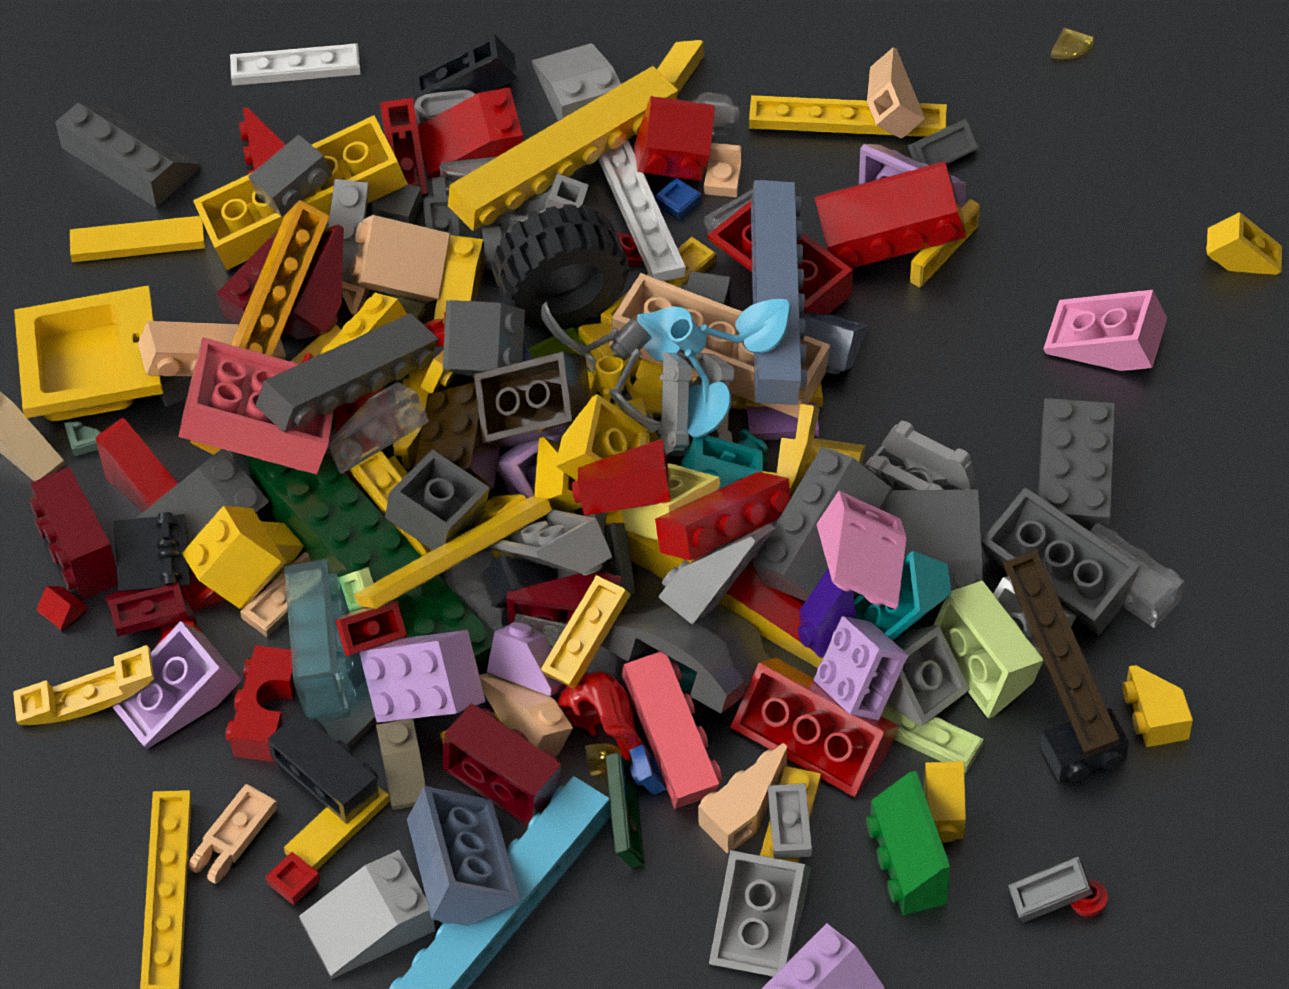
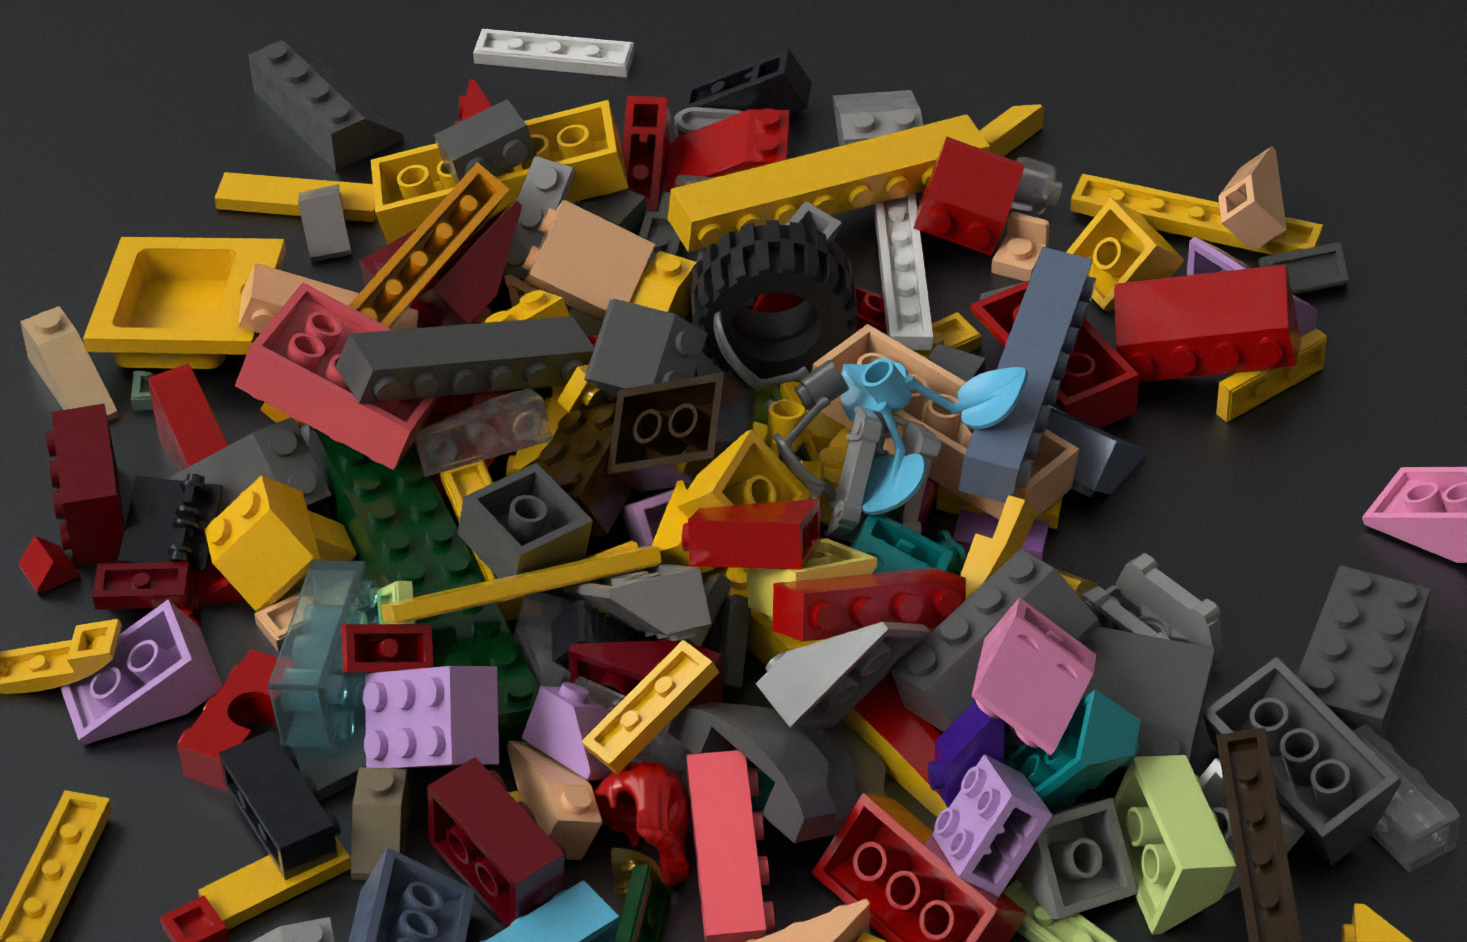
camera: 15 degrees right, 10 degrees down
(169, 258) = (324, 223): none -> light grey slope
(233, 831) = (142, 860): light nougat hinge -> none
(645, 770) = (682, 897): blue plate -> none
(678, 198) = (956, 270): blue tile -> none
(805, 158) = (1123, 251): none -> yellow slope

